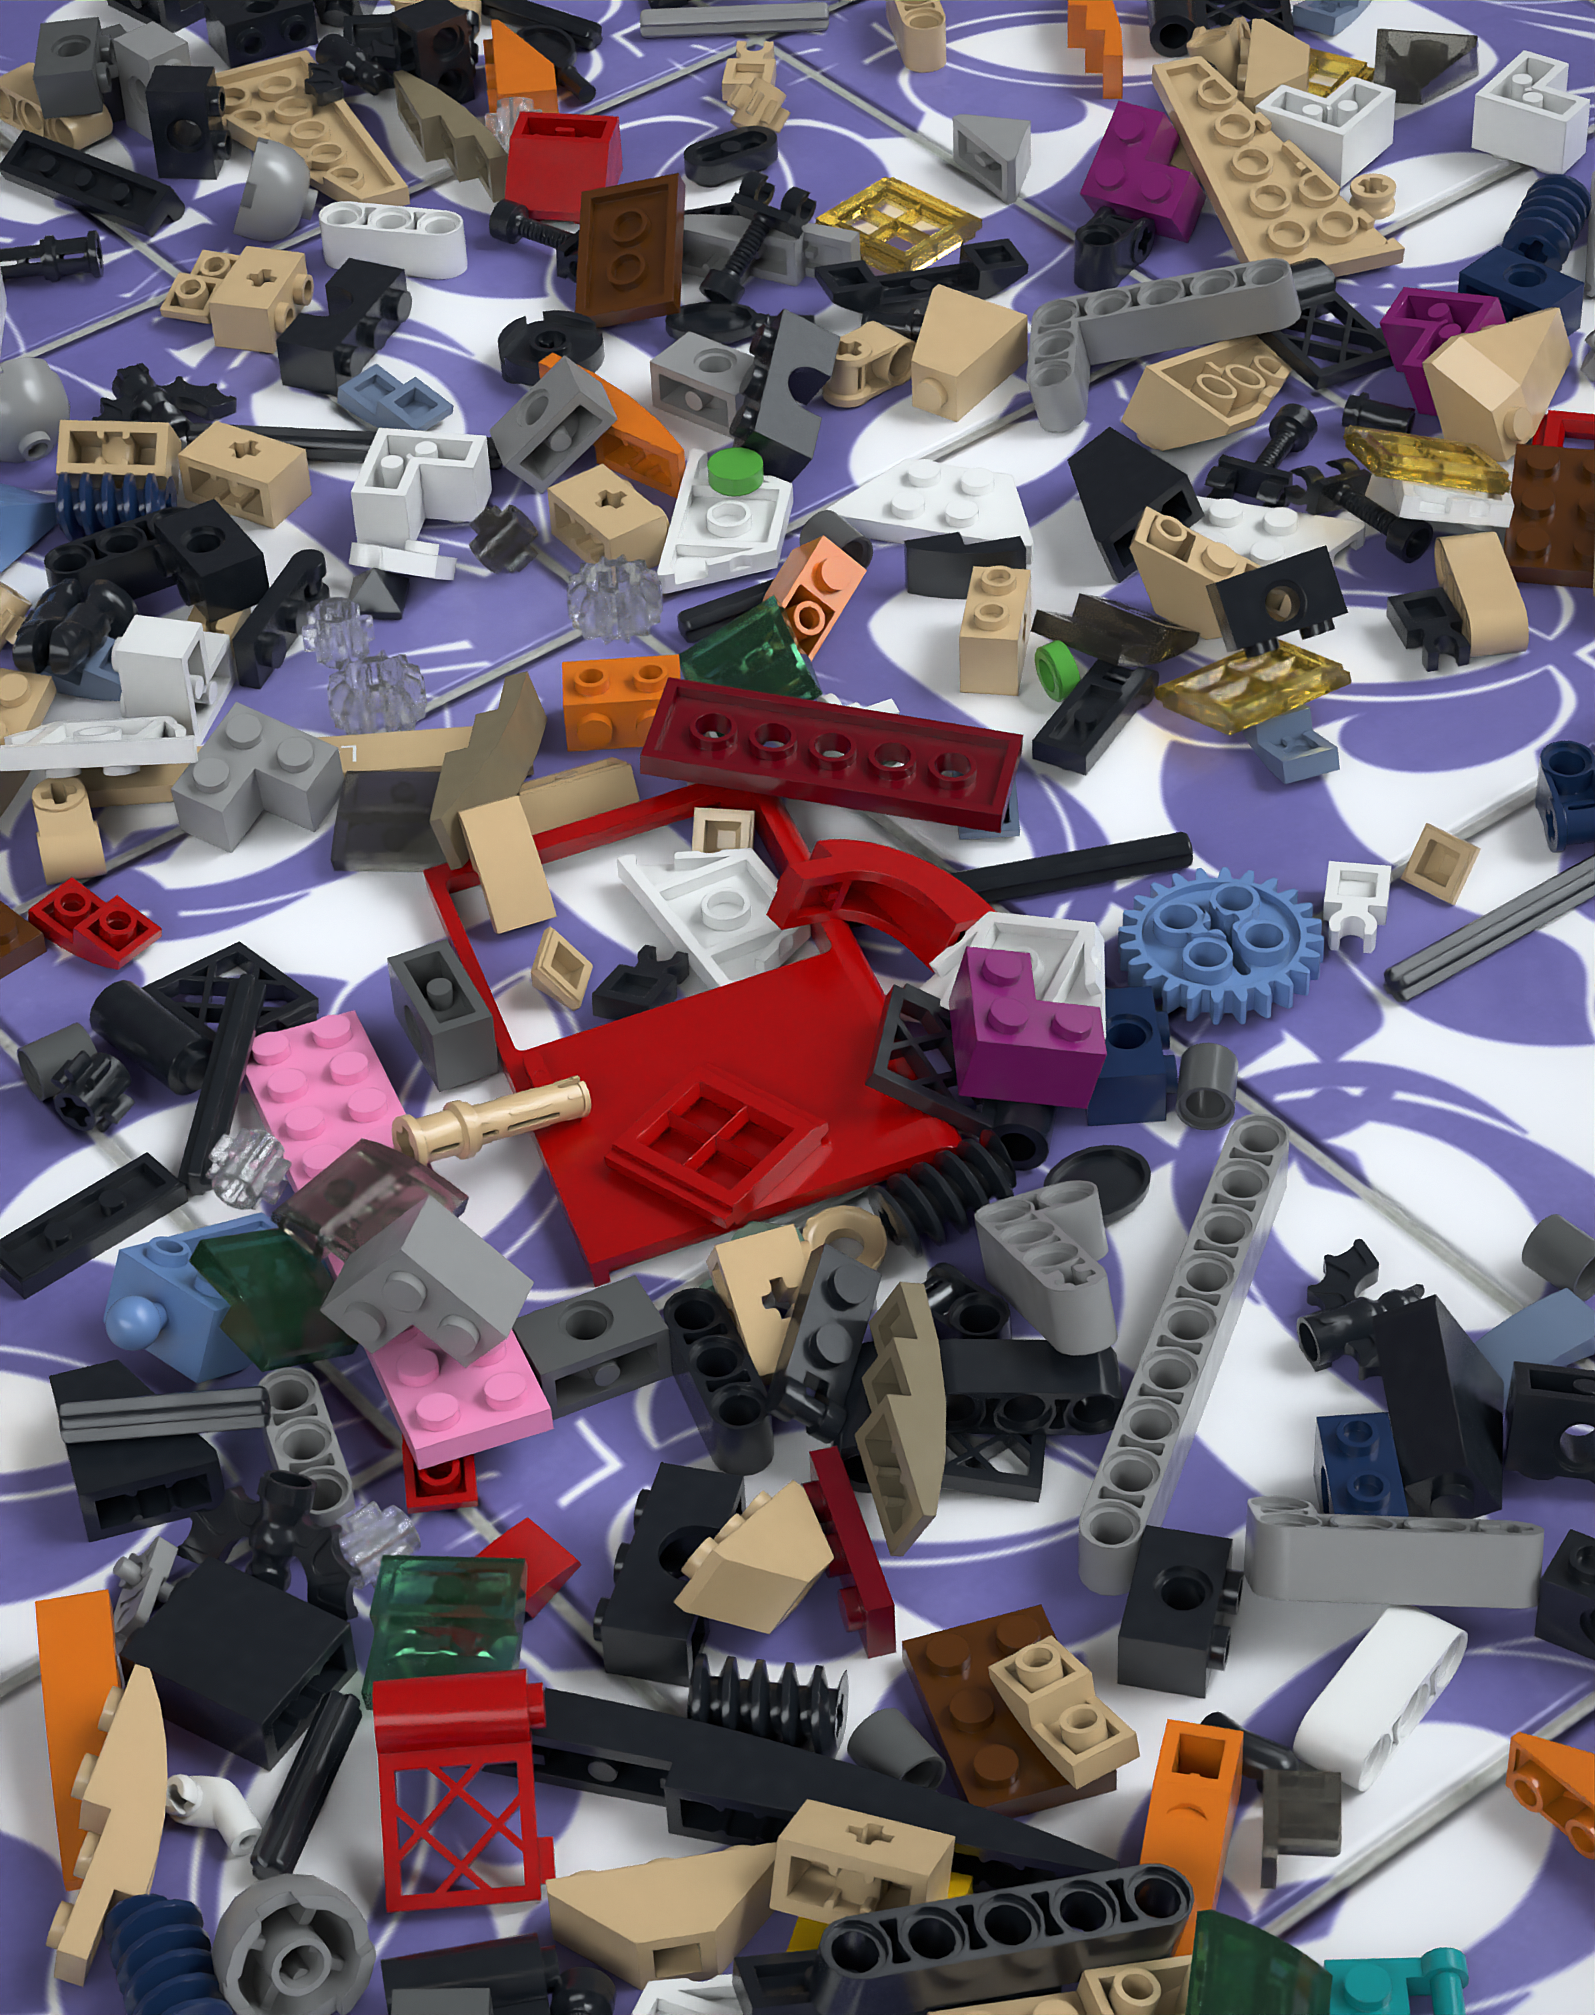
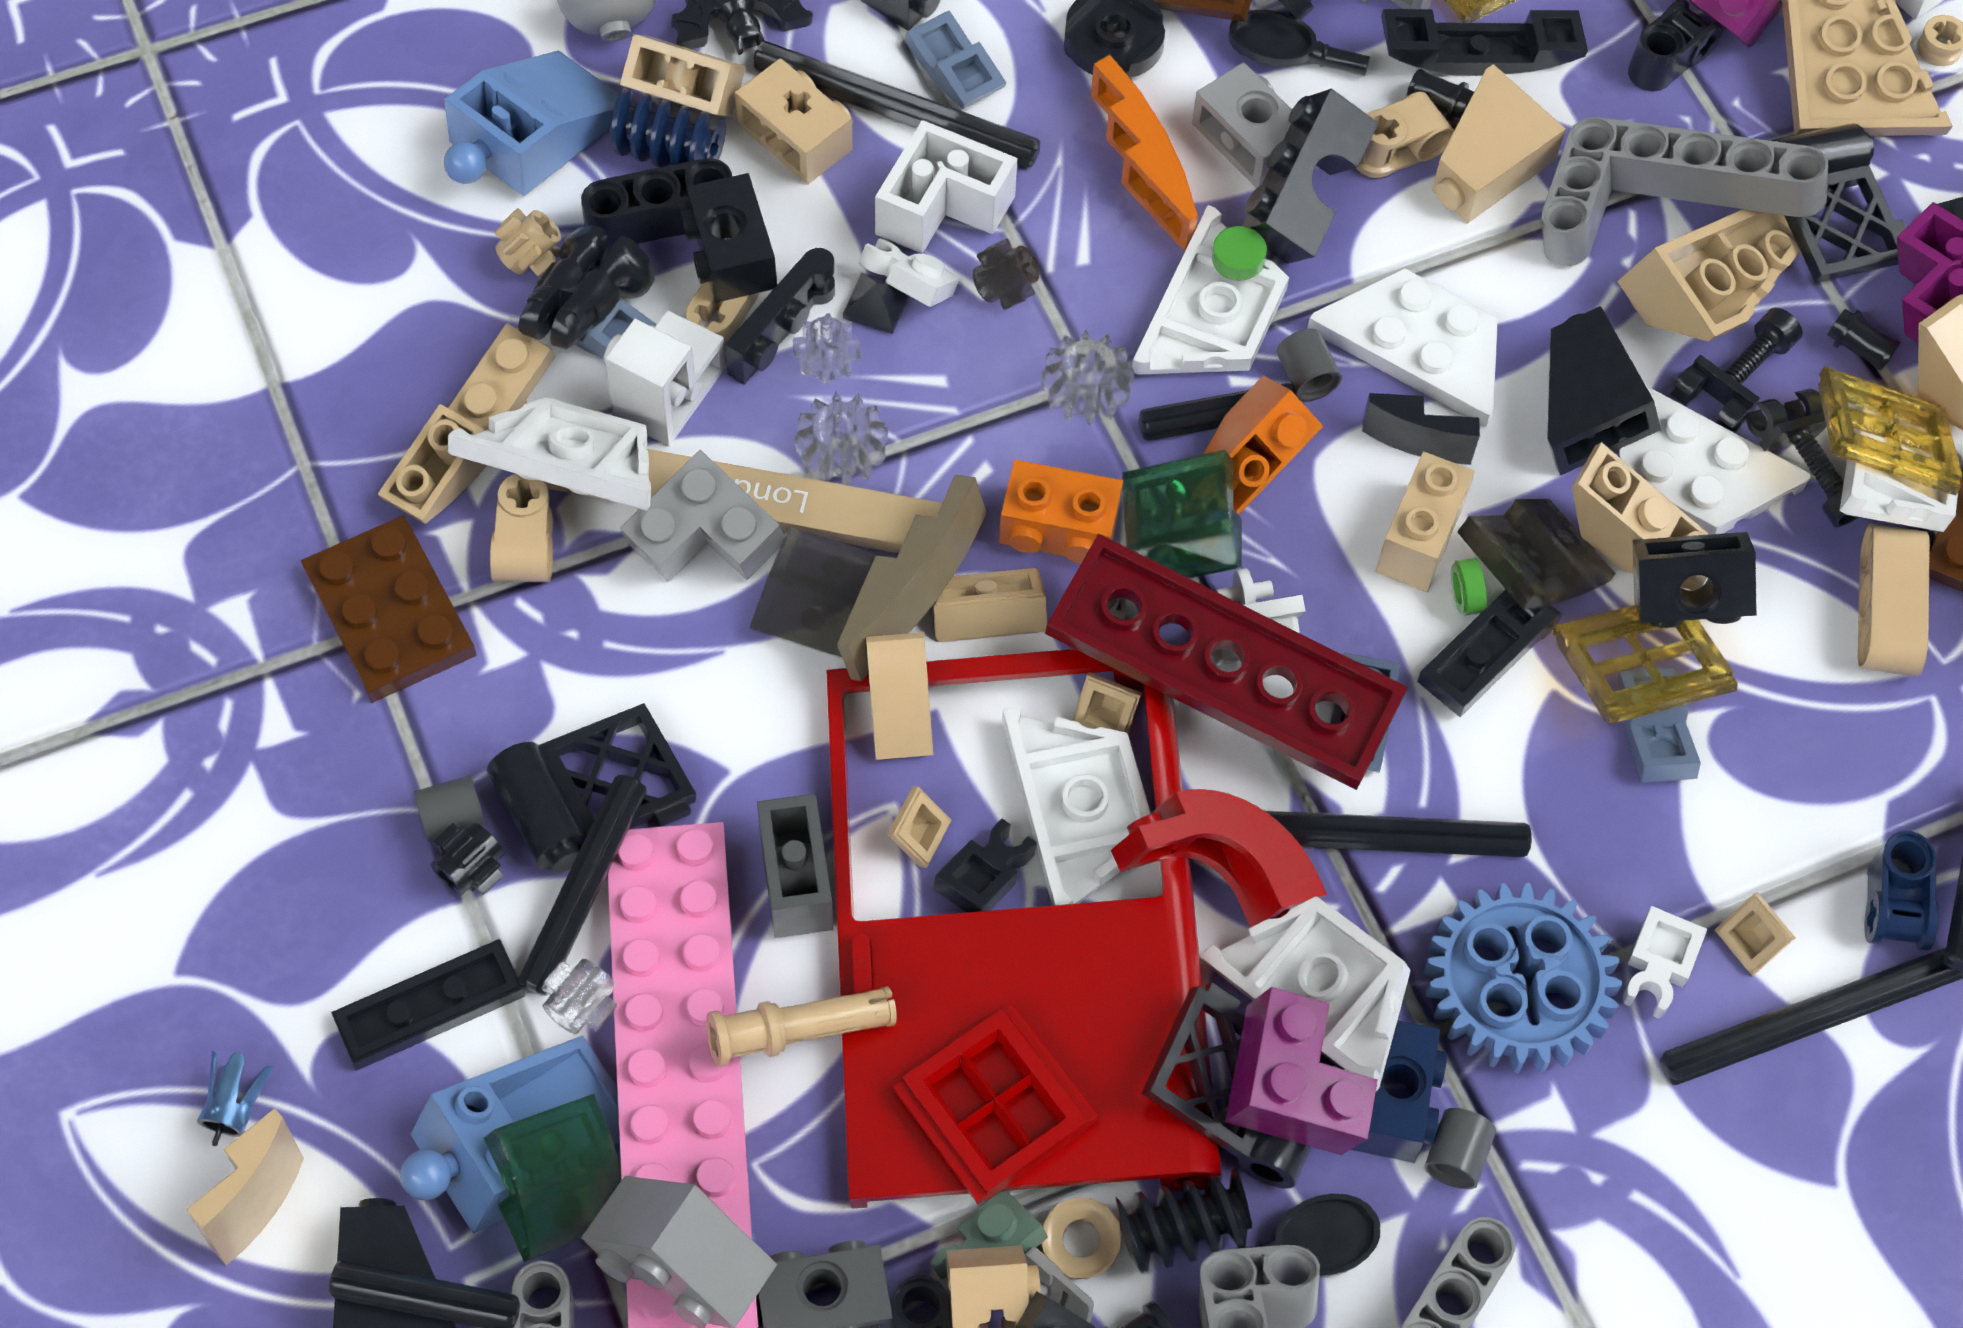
camera: 10 degrees right, 20 degrees up
(91, 928) = (522, 645): red slope -> none
(360, 1198) = (663, 1105): clear smoke slope -> none
(553, 424) = (1085, 150): light grey brick -> none
(606, 518) = (1108, 277): tan brick -> none
(1429, 622) = (1835, 621): black plate -> none

